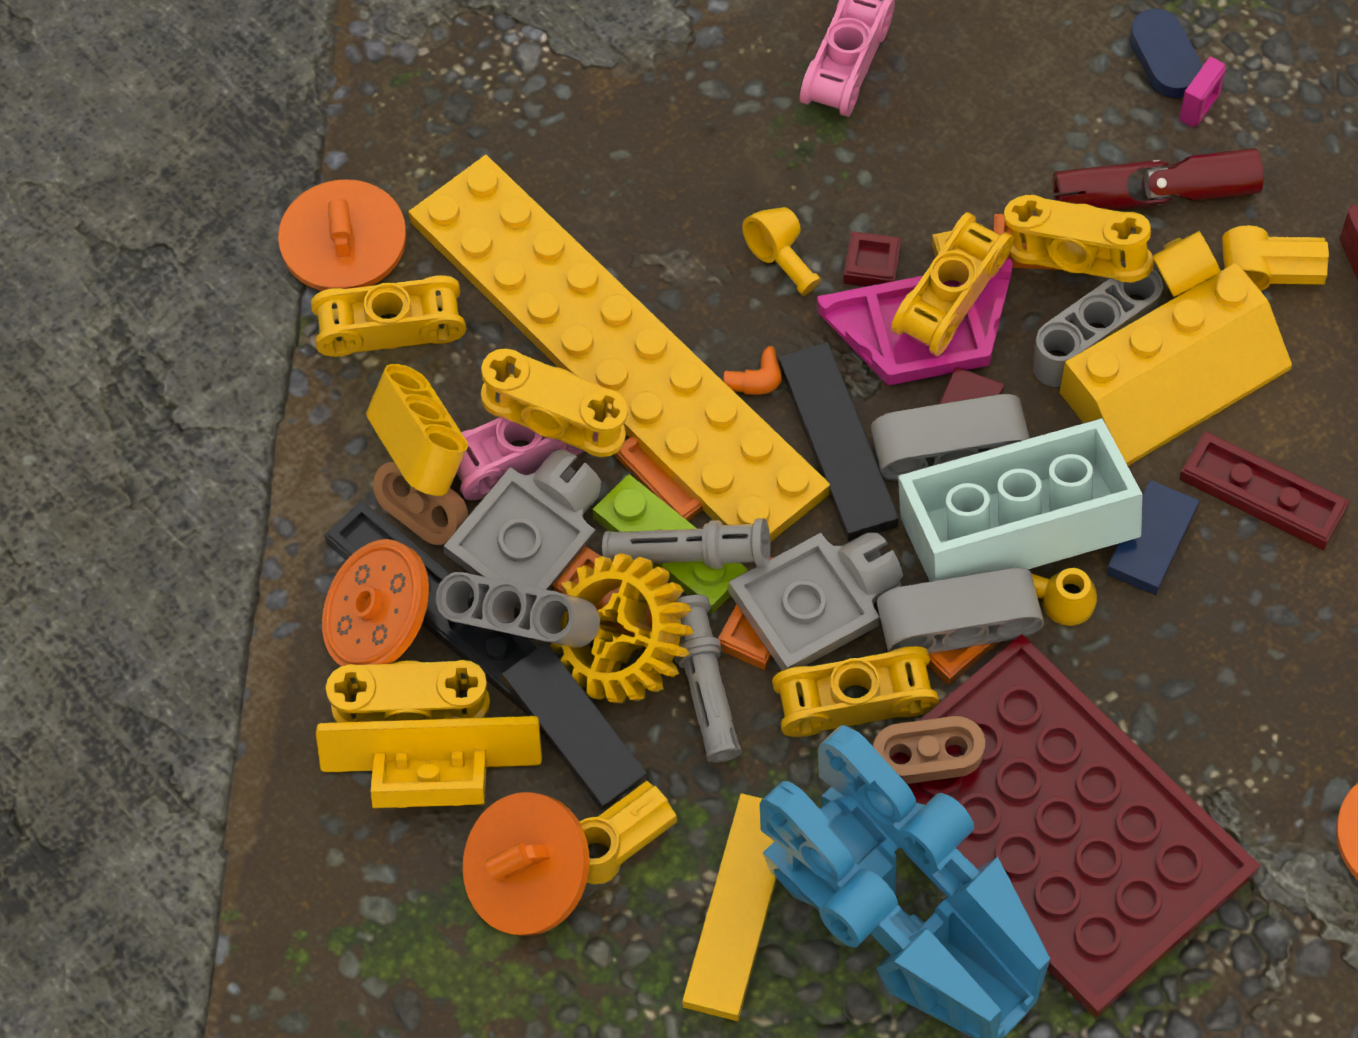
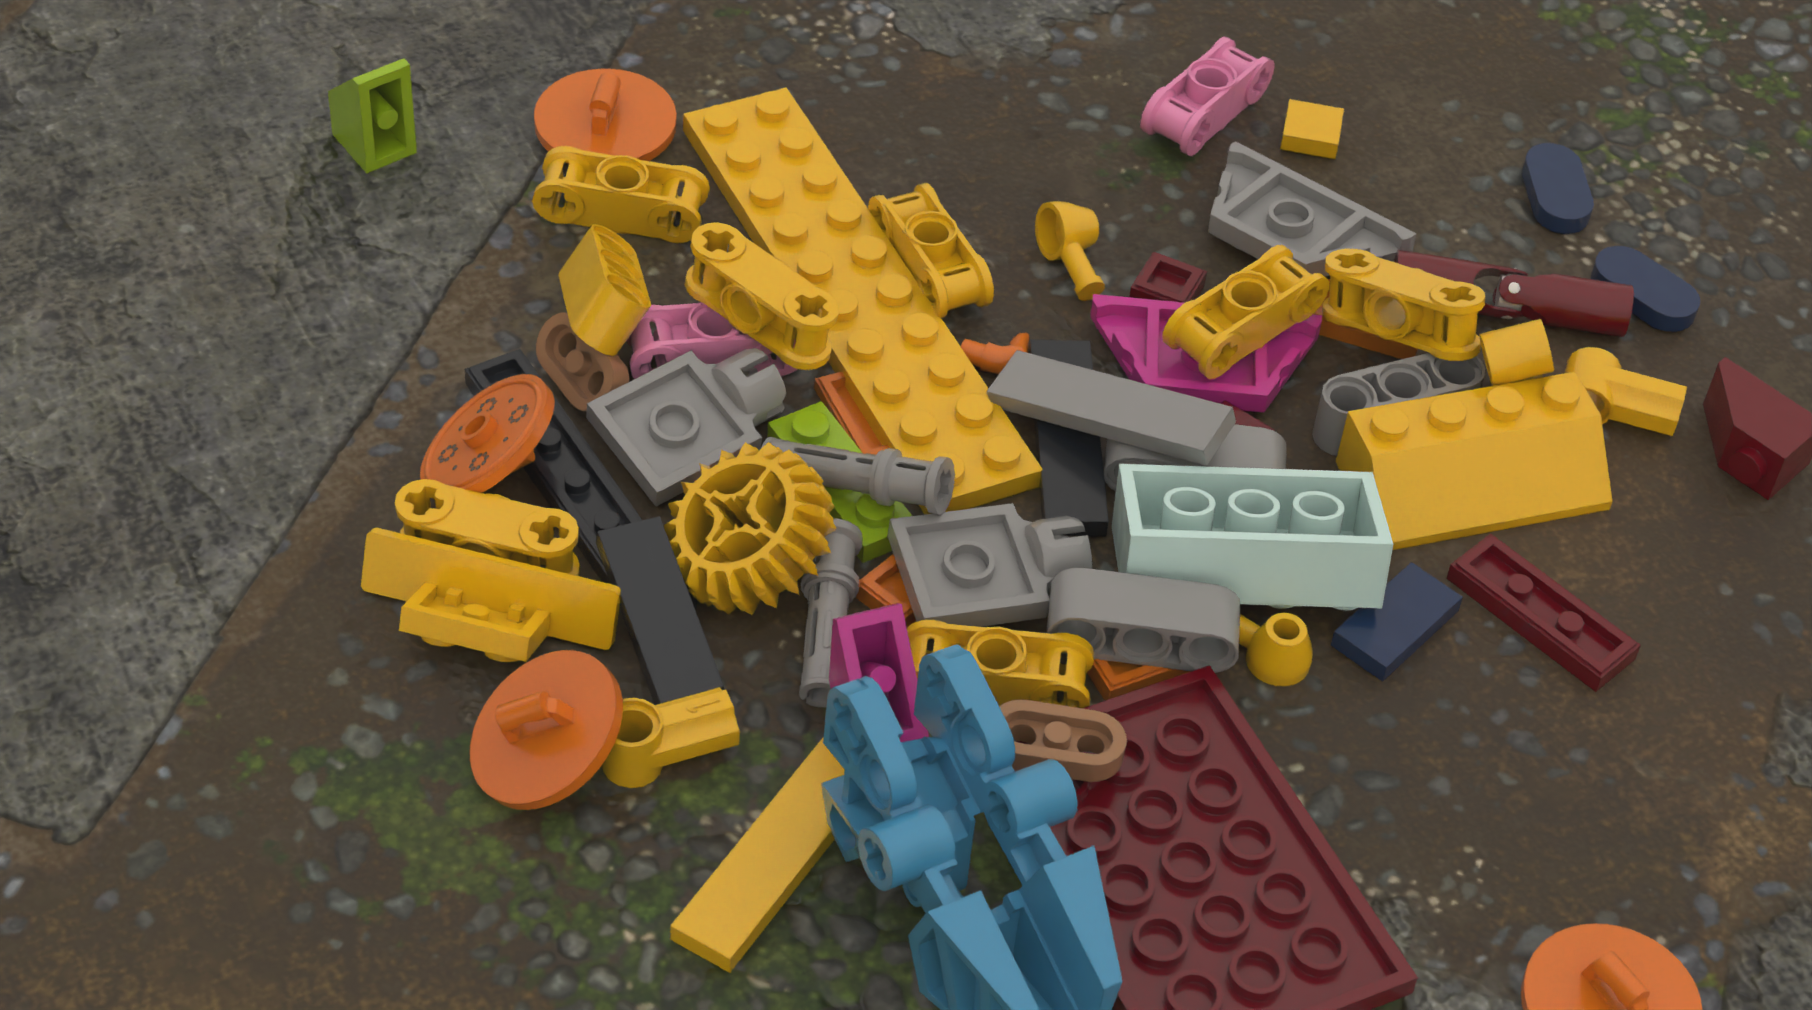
camera: 10 degrees right, 15 degrees down
(148, 302) = (375, 116): none -> lime slope
(539, 611) = (640, 471): light grey beam -> none
(689, 311) = (934, 249): none -> yellow piece
(772, 744) = (878, 647): none -> dark pink slope
(871, 415) = (1112, 407): none -> light grey tile
(943, 54) = (1312, 129): none -> yellow tile
(959, 162) = (1272, 206): none -> light grey wing
(1202, 92) = (1586, 226): dark pink tile -> none
(1281, 142) = (1658, 294): none -> dark blue tile

